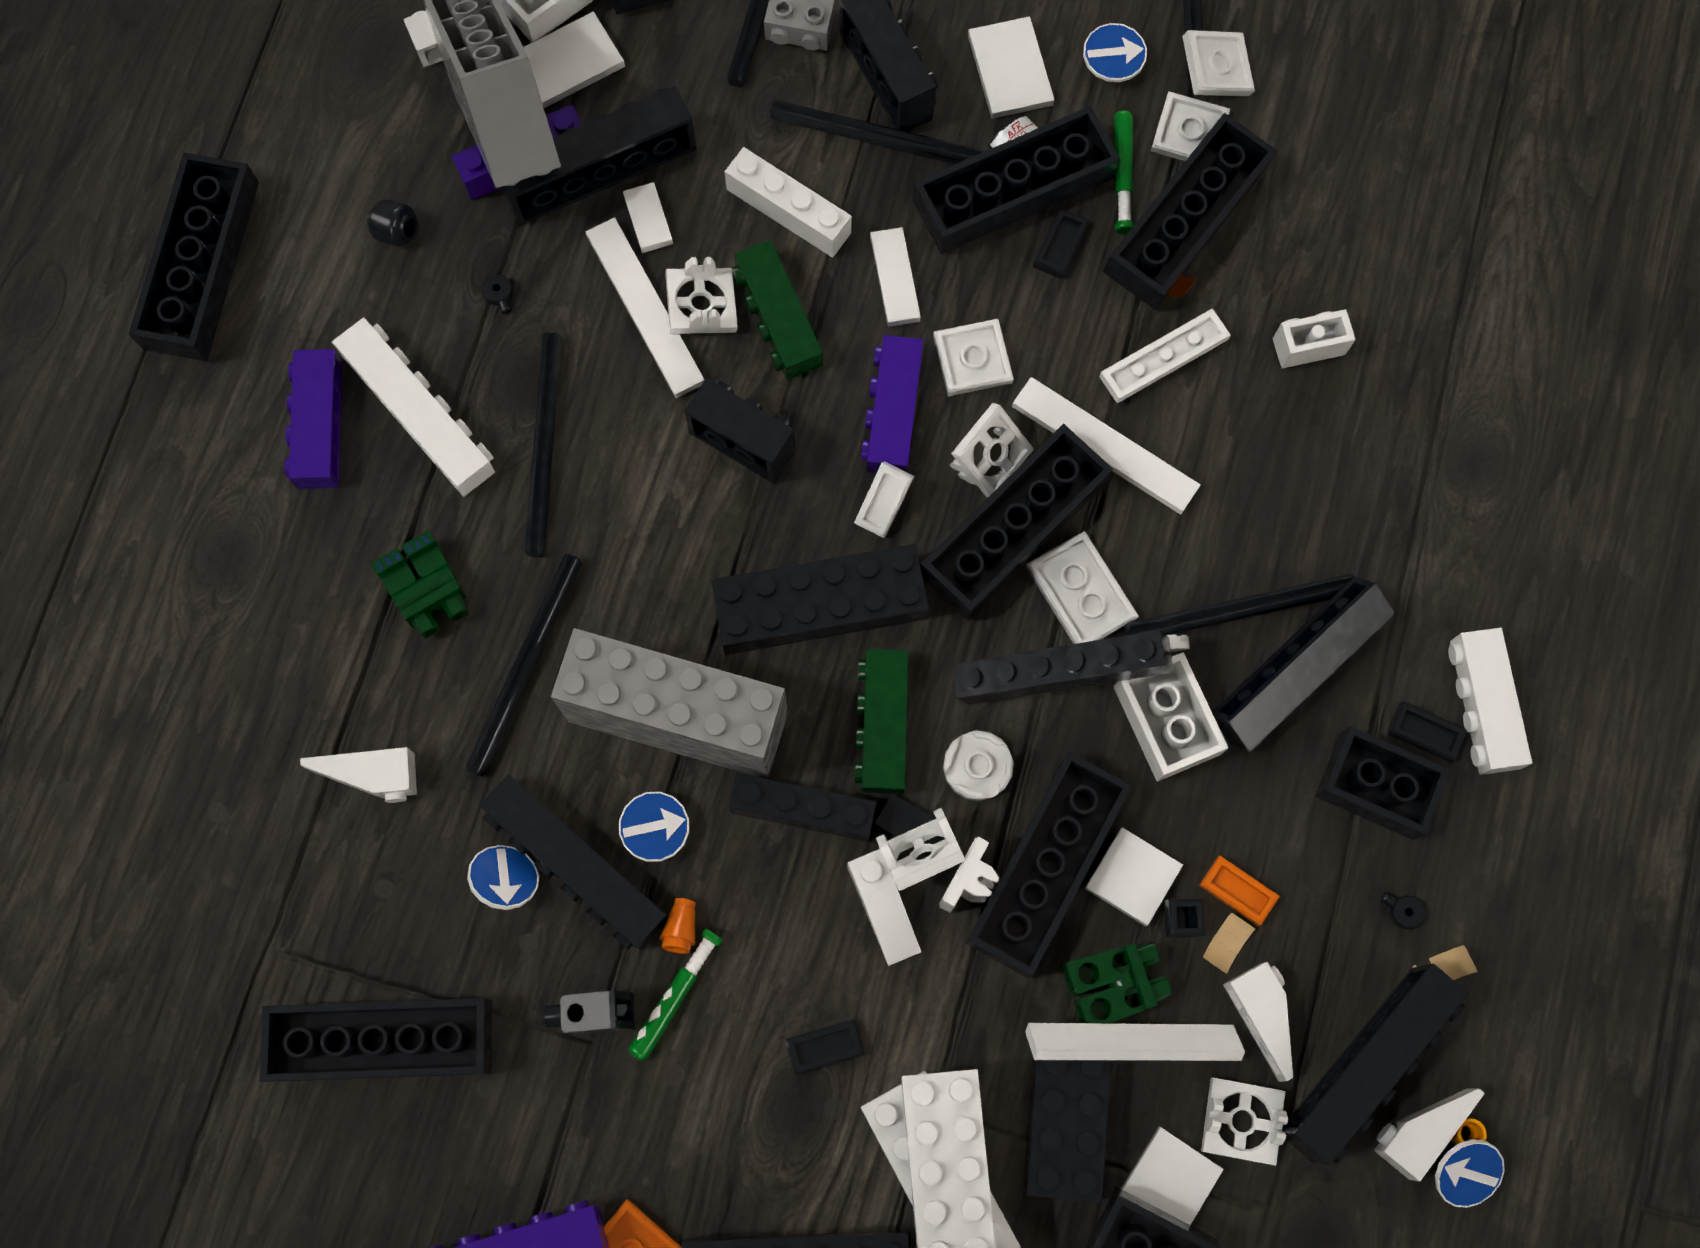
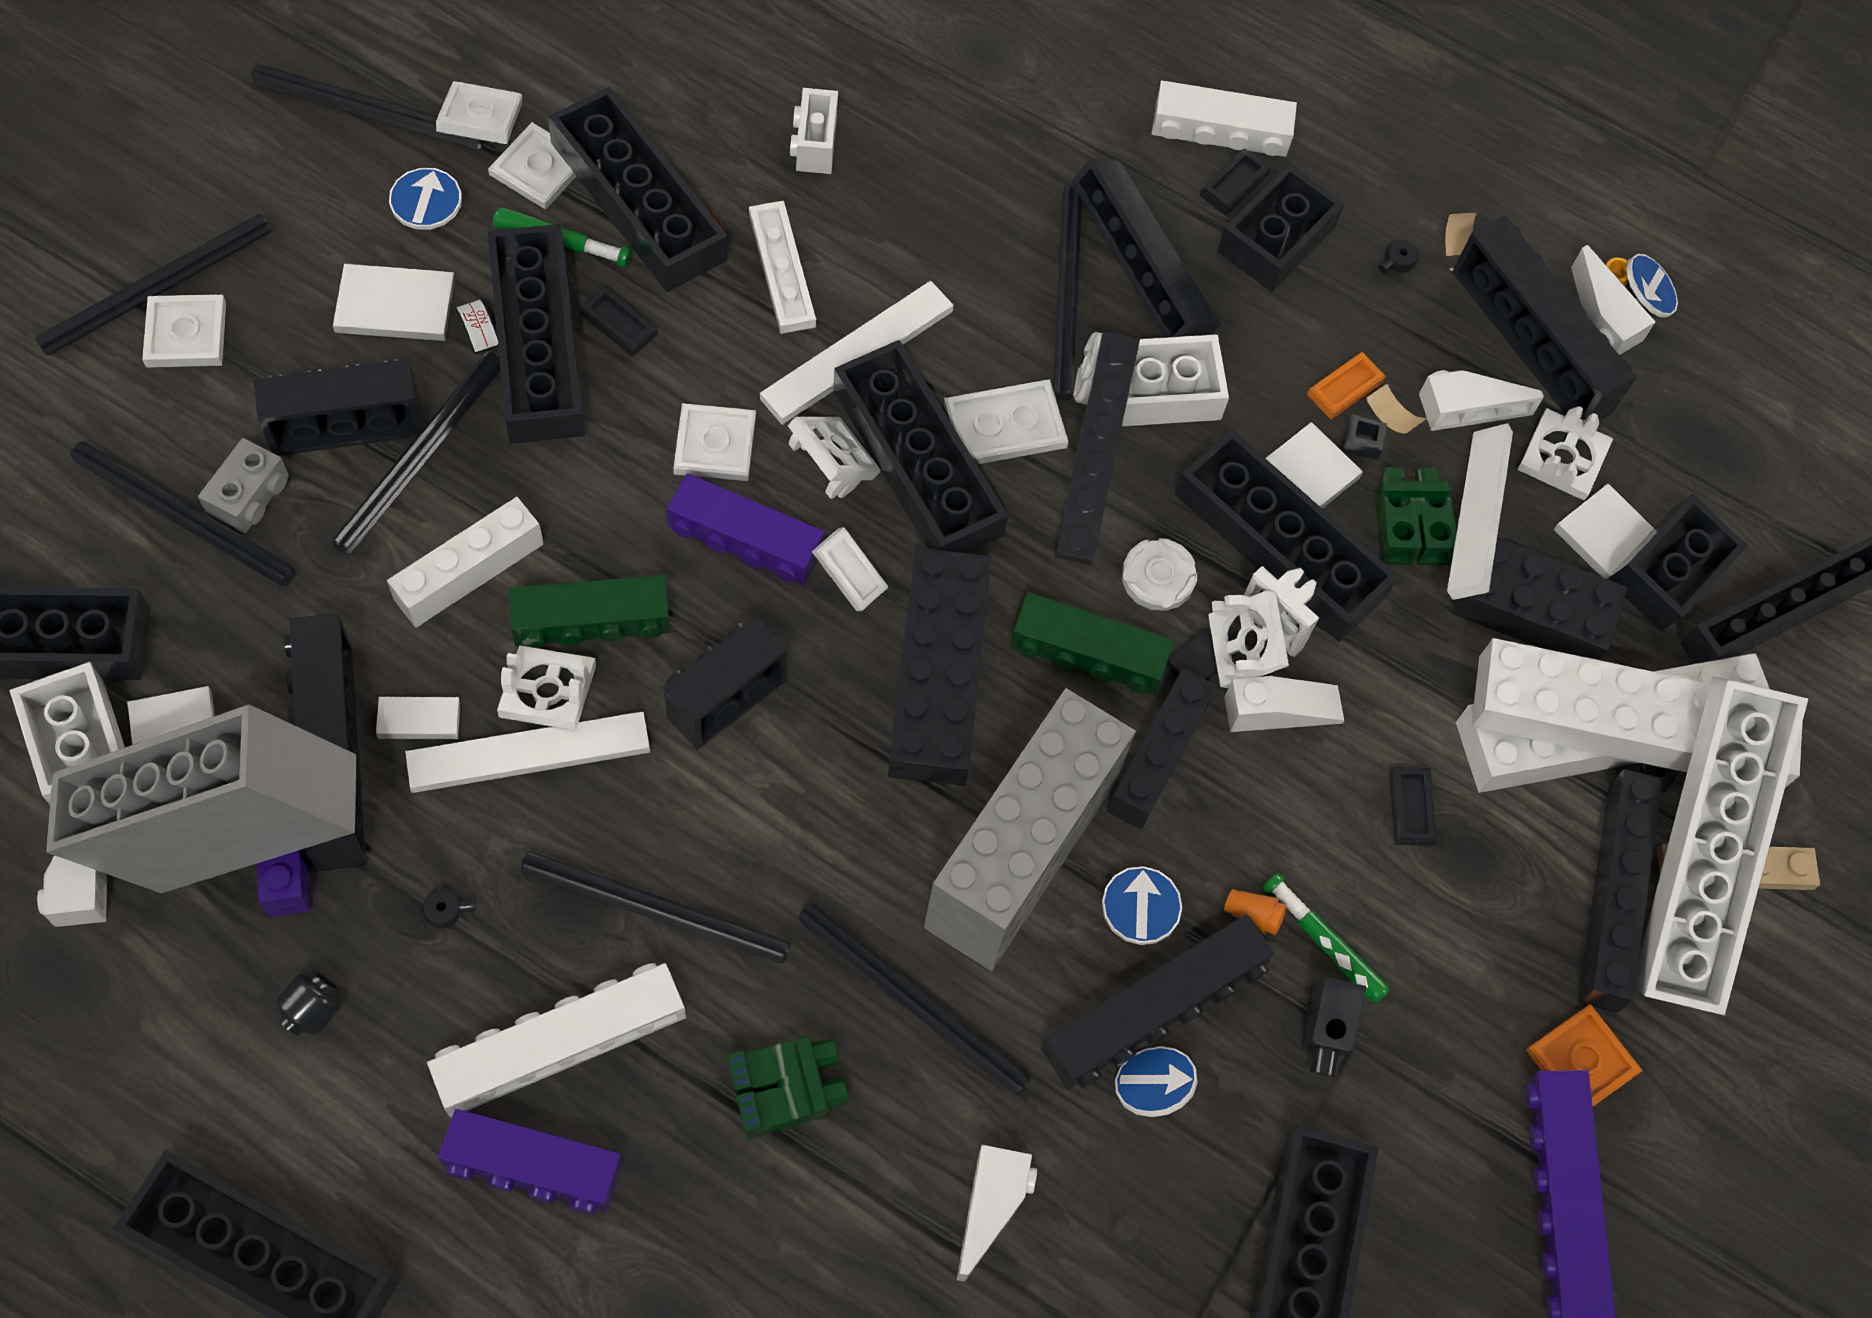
camera: 80 degrees left, 10 degrees down
(895, 277) = (593, 487): white tile -> none

